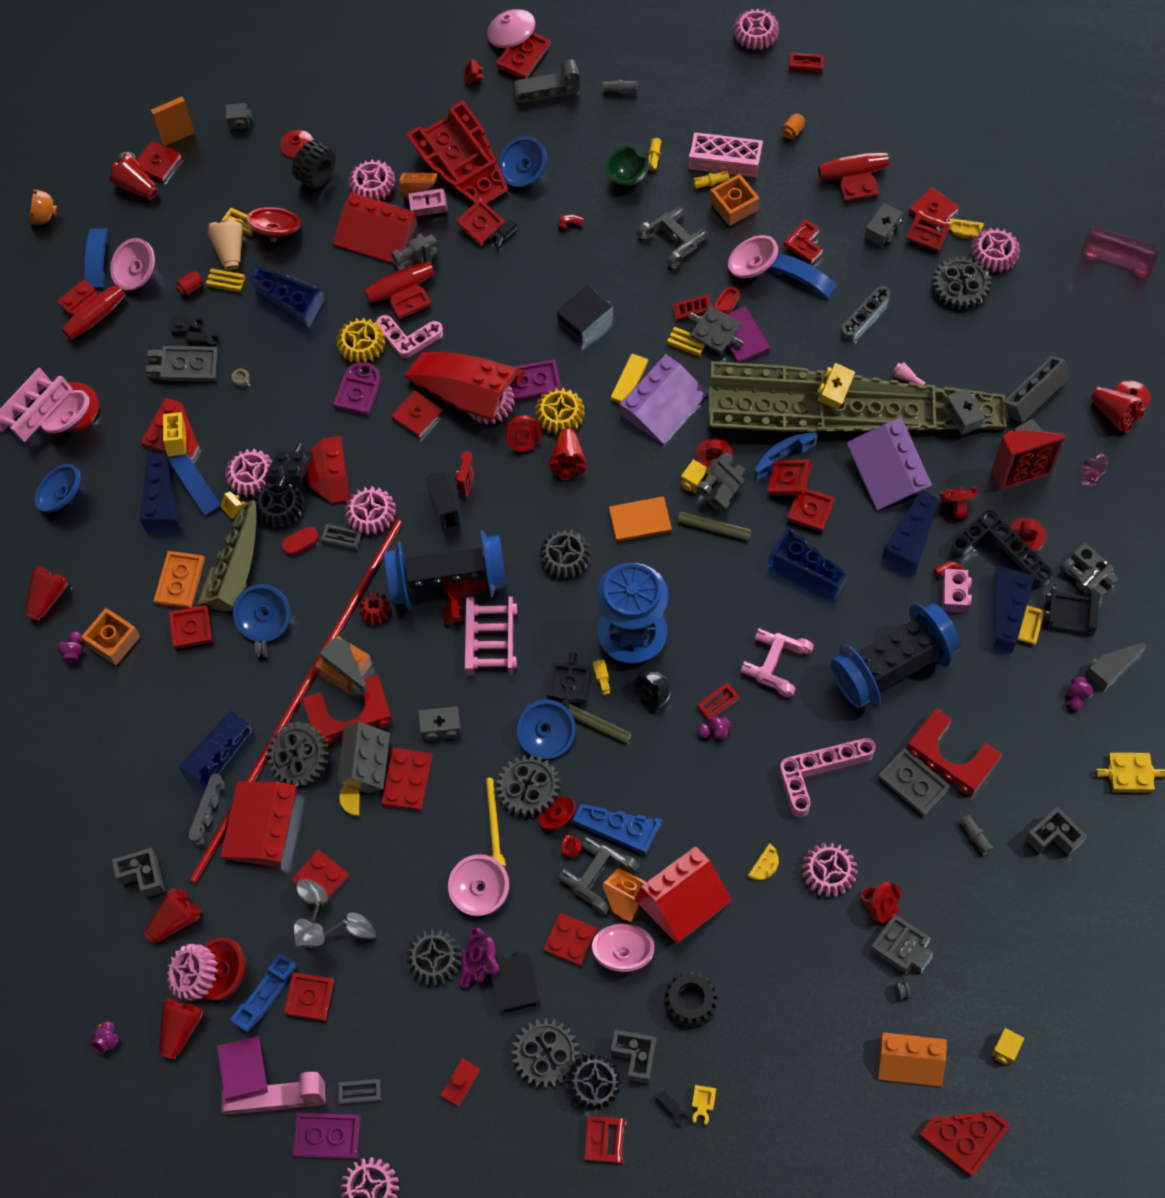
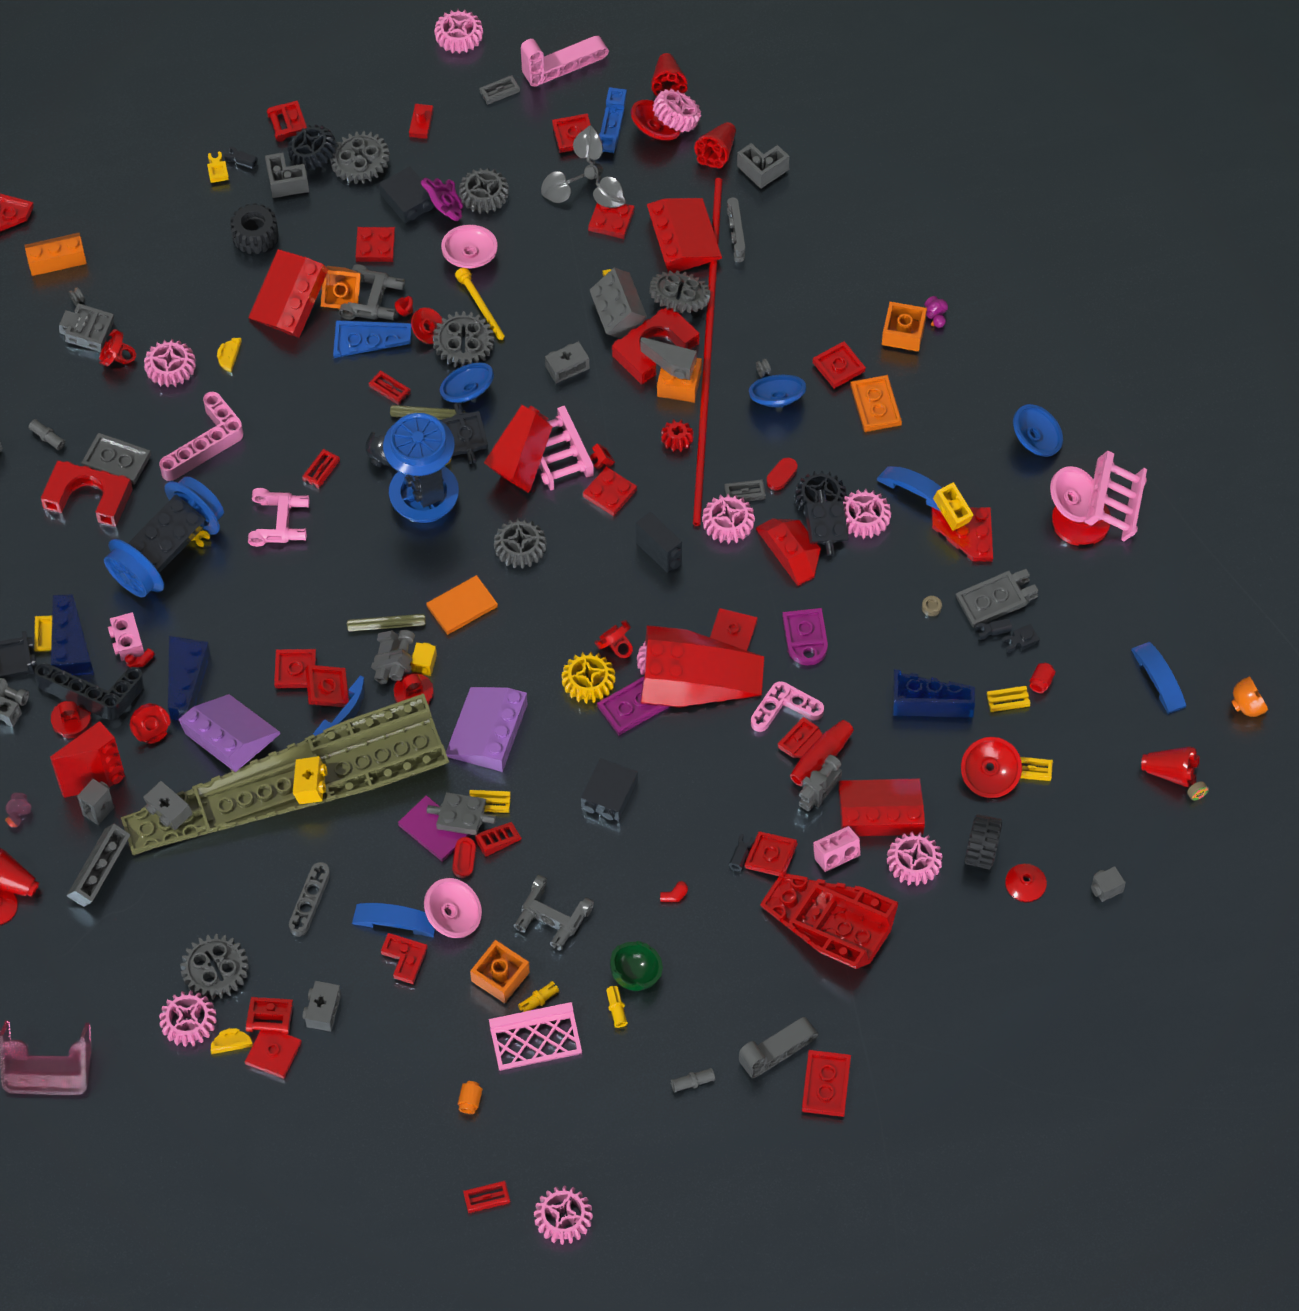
camera: 155 degrees right, 5 degrees down
(43, 592) = (990, 345): red cone -> none
(88, 307) = (1125, 614): red plate -> none
(103, 1038) = (723, 50): magenta animal -> none
(132, 264) = (1110, 669): bright pink dish -> none
(158, 160) = (1165, 805): red plate -> none
(158, 496) = (935, 456): clear blue wedge -> none
(173, 121) = (1166, 831): orange tile -> none
(215, 750) = (754, 270): clear blue wedge -> none
(227, 242) = (1028, 730): light nougat cone -> none
(230, 574) = (832, 424): olive wedge -> none
(231, 504) = (865, 479): yellow tile -> none
(242, 1069) = (598, 65): magenta tile -> none
(326, 1136) = (504, 55): magenta tile -> none
(358, 335) = (838, 673): yellow gear -> none
(407, 779) = (575, 314): red plate -> none
(416, 182) = (858, 860): orange slope -> none
(444, 568) = (621, 470): brick -> none
(465, 475) = (650, 574): red plate -> none
(472, 72) = (874, 1034): red tile -> none
(510, 28) = (849, 1116): bright pink dish -> none
(517, 156) = (756, 932): blue dish -> none
(532, 623) = (521, 448): none -> red slope
(567, 456) = (559, 632): red cone -> none
(623, 947) = (330, 230): bright pink dish -> none
(628, 779) = (384, 388): none -> red tile
(630, 377) = (532, 739): yellow tile -> none
(718, 727) = (313, 443): magenta animal -> none
(806, 564) = (279, 607): clear blue wedge -> none
(855, 174) = (376, 1059): red plate -> none
(904, 373) = (246, 842): bright pink cone -> none

